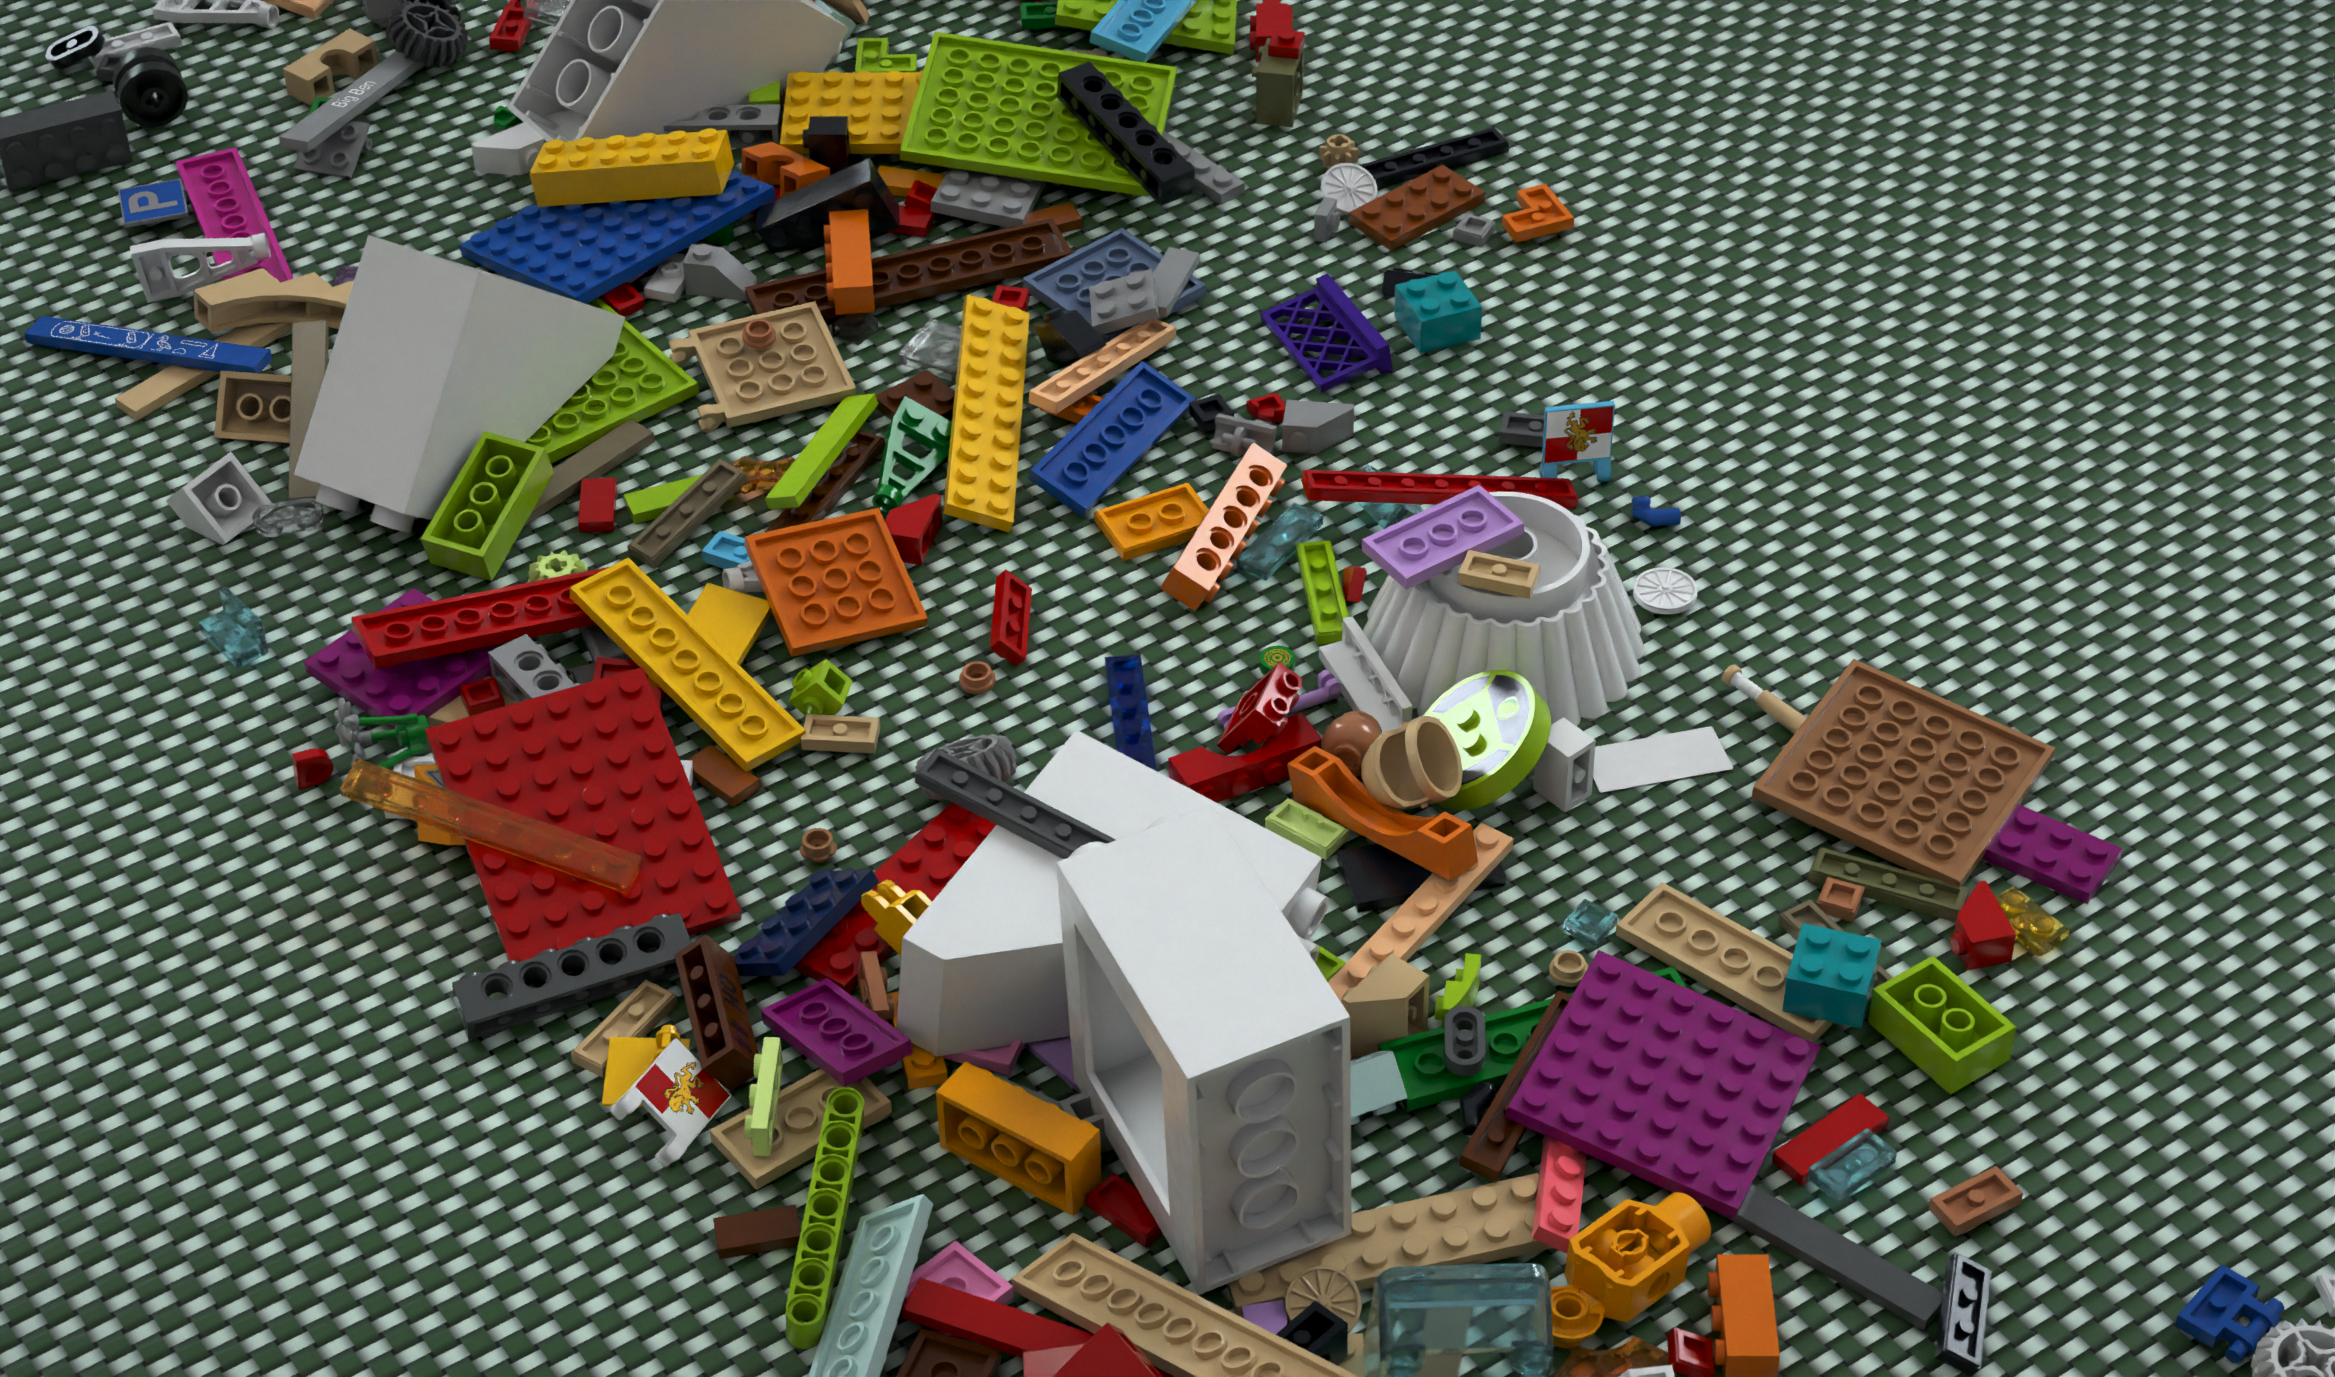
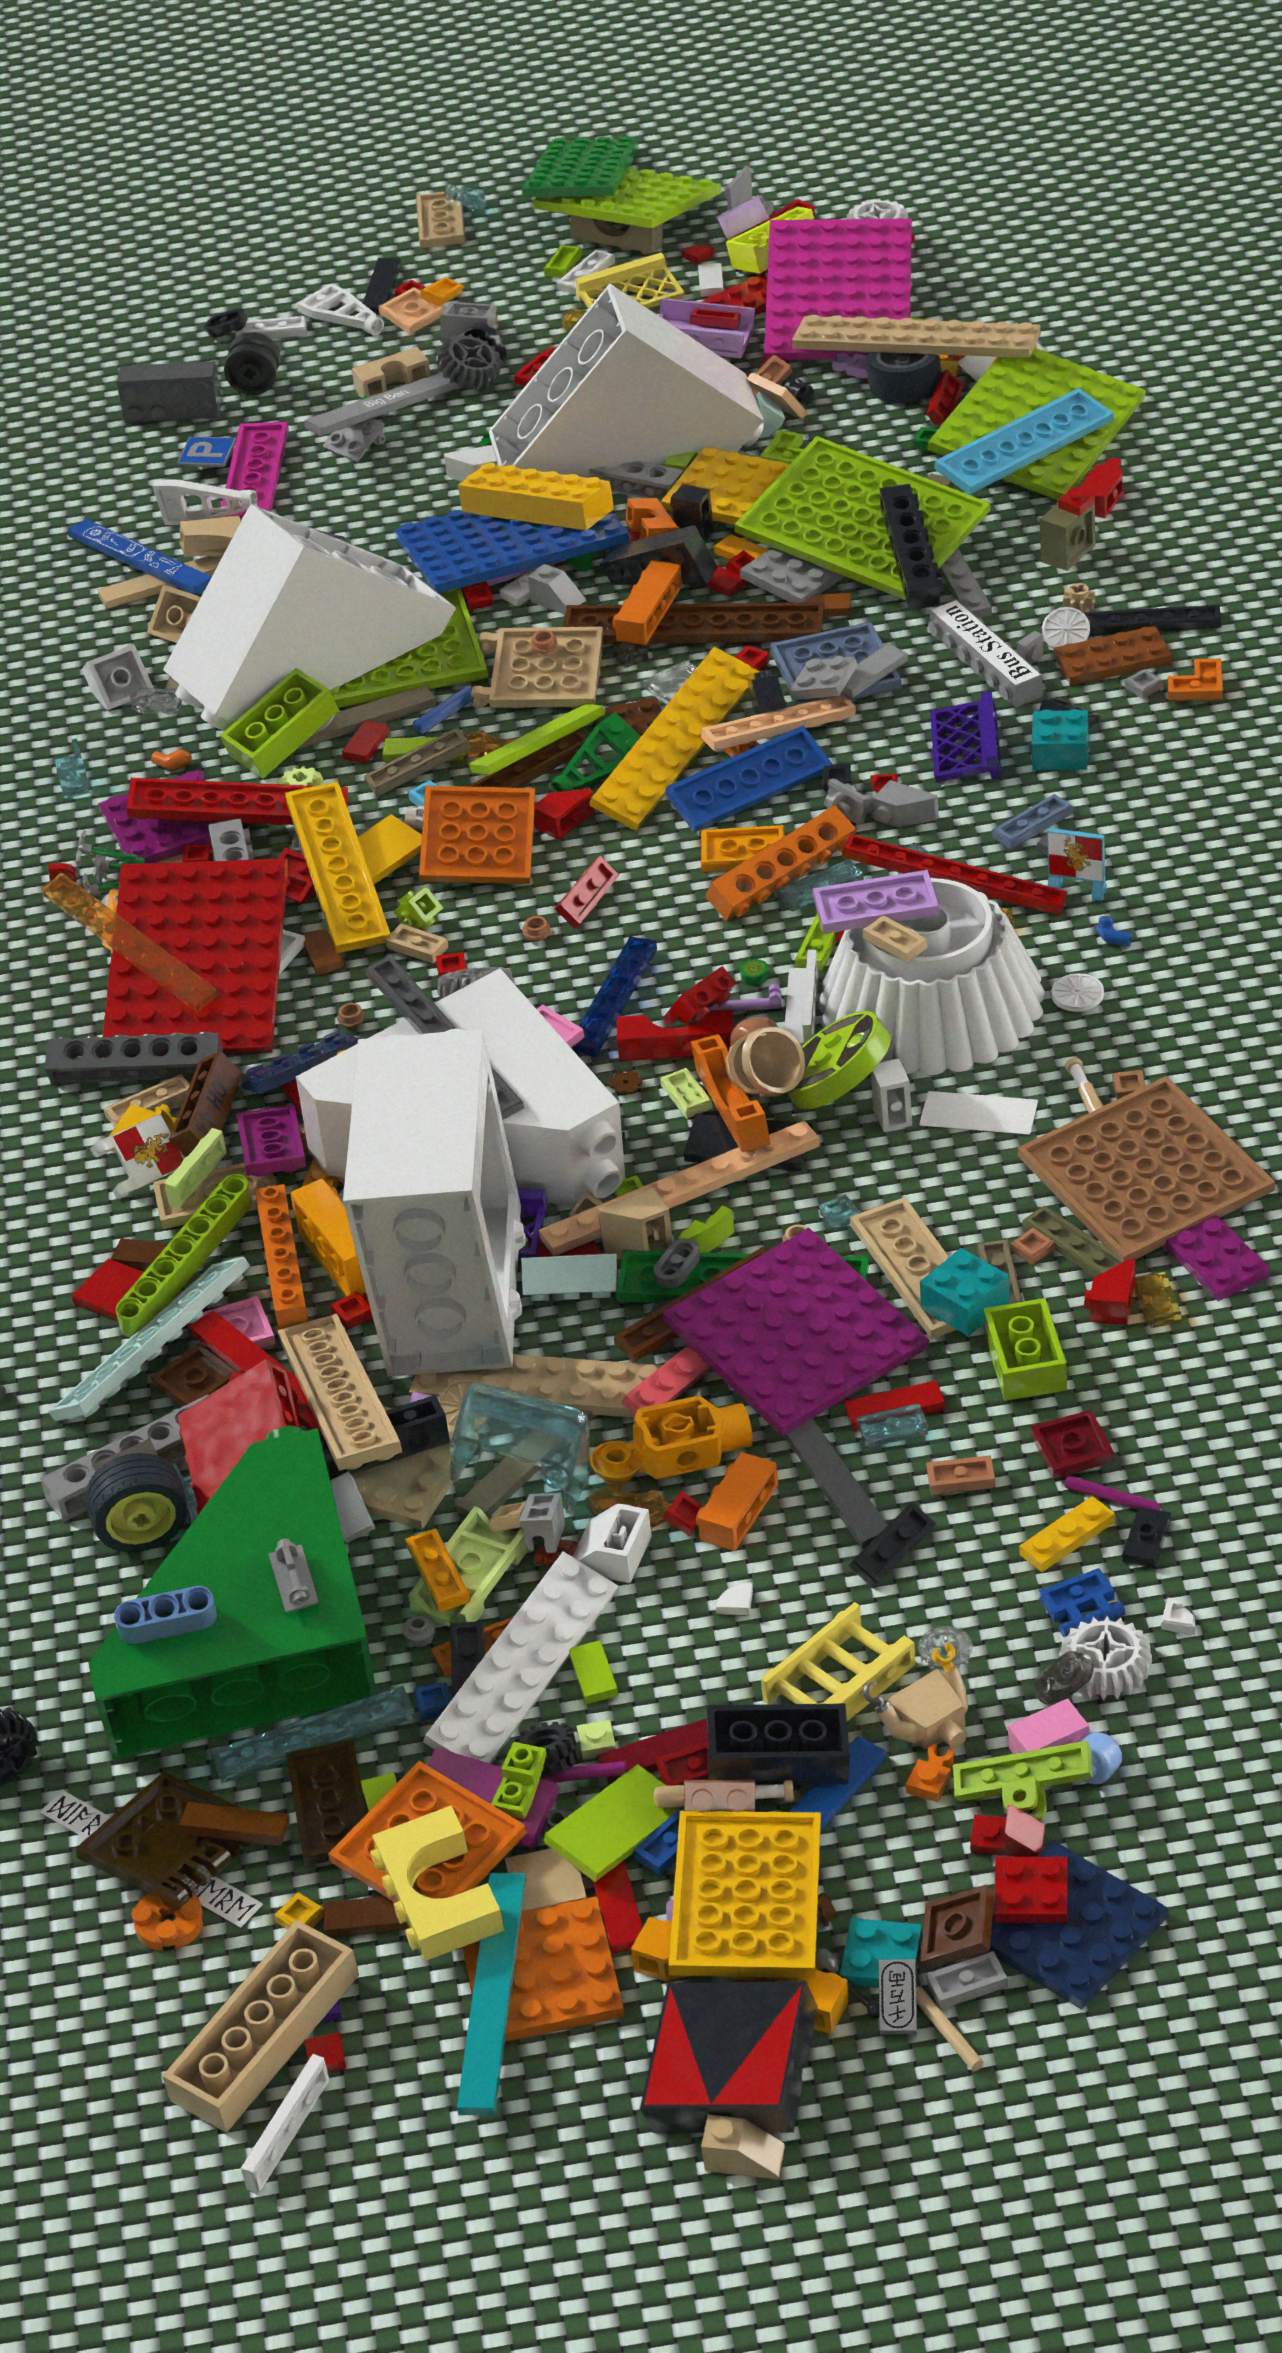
camera: 30 degrees right, 0 degrees up
(359, 587) = (173, 760): none -> orange arm
(672, 444) = (443, 710): none -> blue axle
(747, 1291) = (106, 1288): none -> red tile
(903, 750) = (450, 963): none -> red plate
(954, 1182) = (281, 1256): none -> orange brick
(1088, 1221) = (352, 1310): none -> red plate
(1279, 234) = (986, 653): none -> brick
(1467, 410) = (1032, 821): none -> sand blue tile
(1808, 681) = (1127, 1082): none -> medium nougat plate
(2071, 1123) = (1072, 1444): none -> dark red plate
(2143, 1235) = (1067, 1534): none -> yellow plate
(2149, 1170) = (1109, 1494): none -> magenta bar
(2234, 1209) = (1146, 1537): none -> black plate

